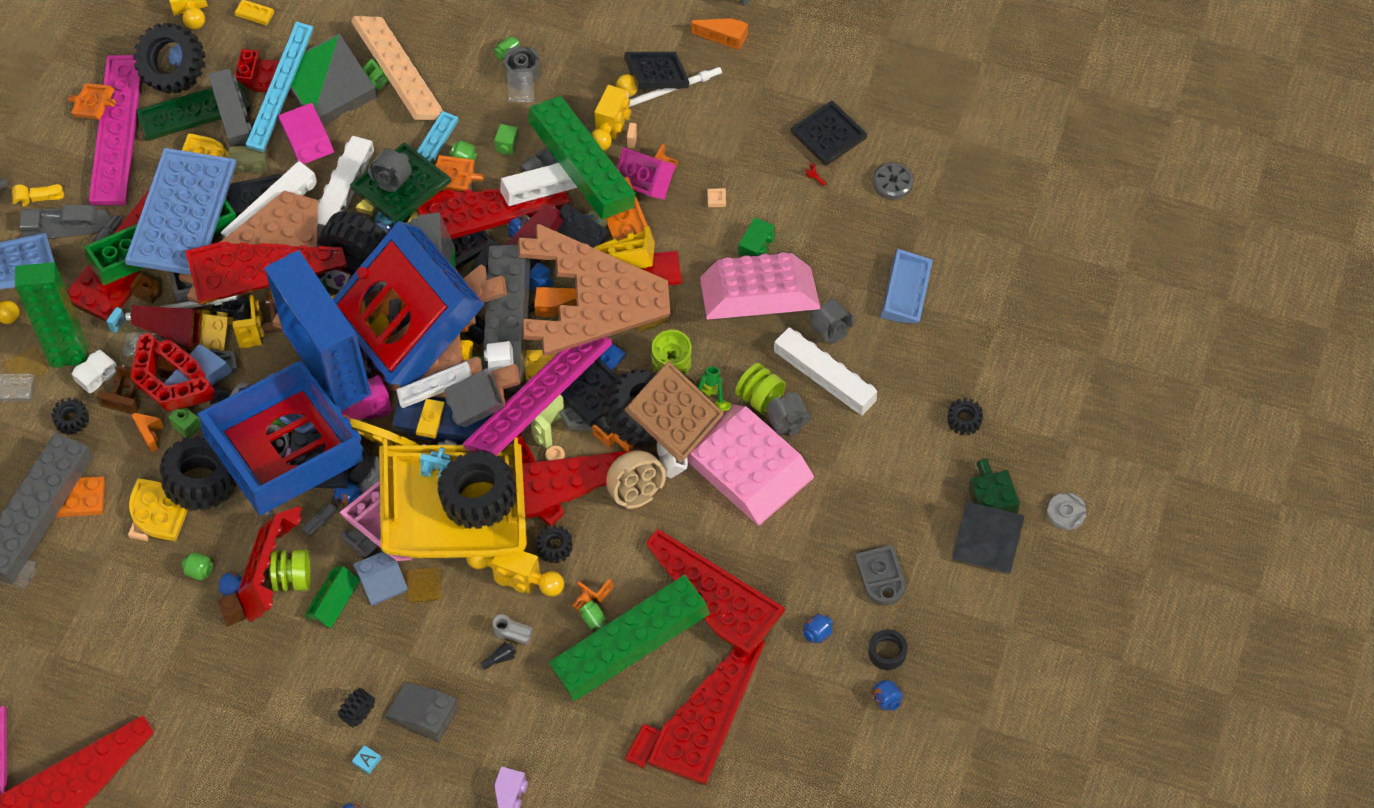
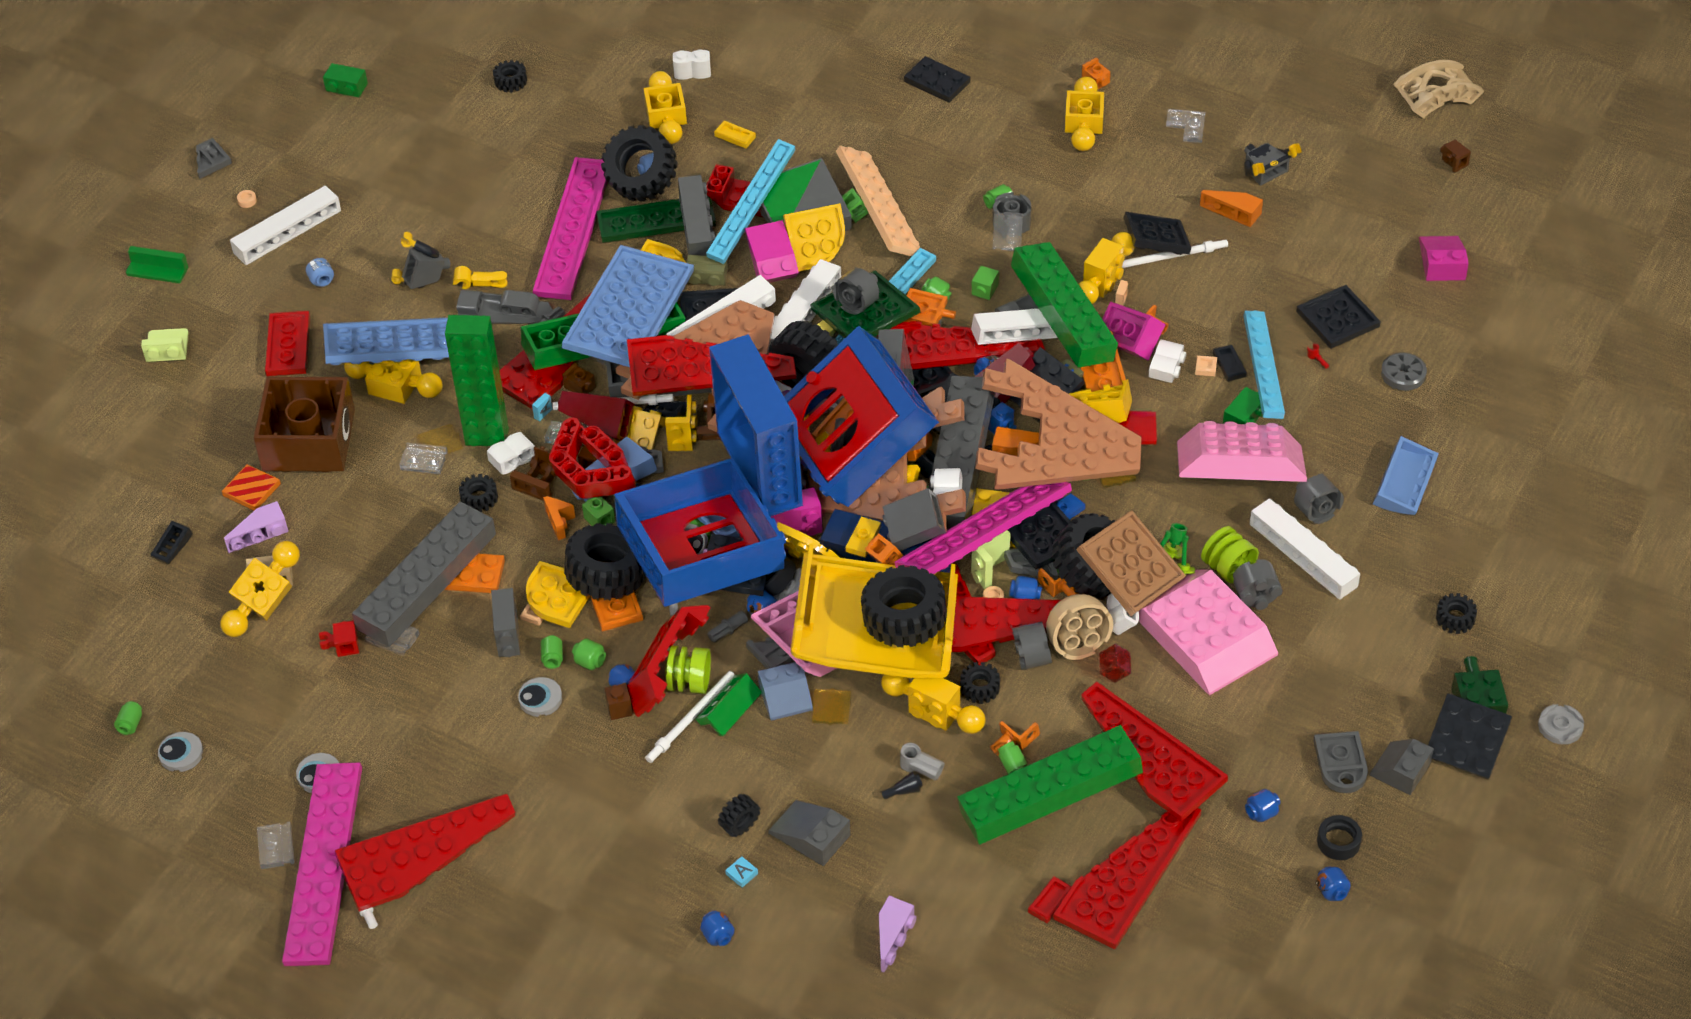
camera: 10 degrees right, 10 degrees down
(92, 101) = (552, 197): orange plate -> none
(116, 546) = (505, 622): none -> dark grey brick
(158, 613) = (540, 696): none -> tile
(162, 568) = (551, 652): none -> bright green brick
(217, 518) = (617, 612): none -> orange tile
(278, 644) = (663, 743): none -> white bar
(344, 112) = (815, 234): none -> yellow plate
(432, 385) = (869, 503): white tile -> none
(435, 461) = (859, 575): medium azure hips -> none
(451, 432) = (883, 550): none -> orange brick
(582, 446) = (1025, 588): none -> blue head
(595, 502) = (1031, 645): none -> dark grey brick
(671, 508) = (1115, 663): none -> clear red brick
(672, 347) = (1140, 499): lime wheel -> none
(681, 198) = (1167, 361): none -> white brick
(737, 192) = (1229, 363): none -> black tile
(768, 192) = (1264, 365): none -> medium azure plate
(915, 60) = (1443, 258): none -> dark pink slope
(934, 571) = (1403, 764): none -> dark grey slope

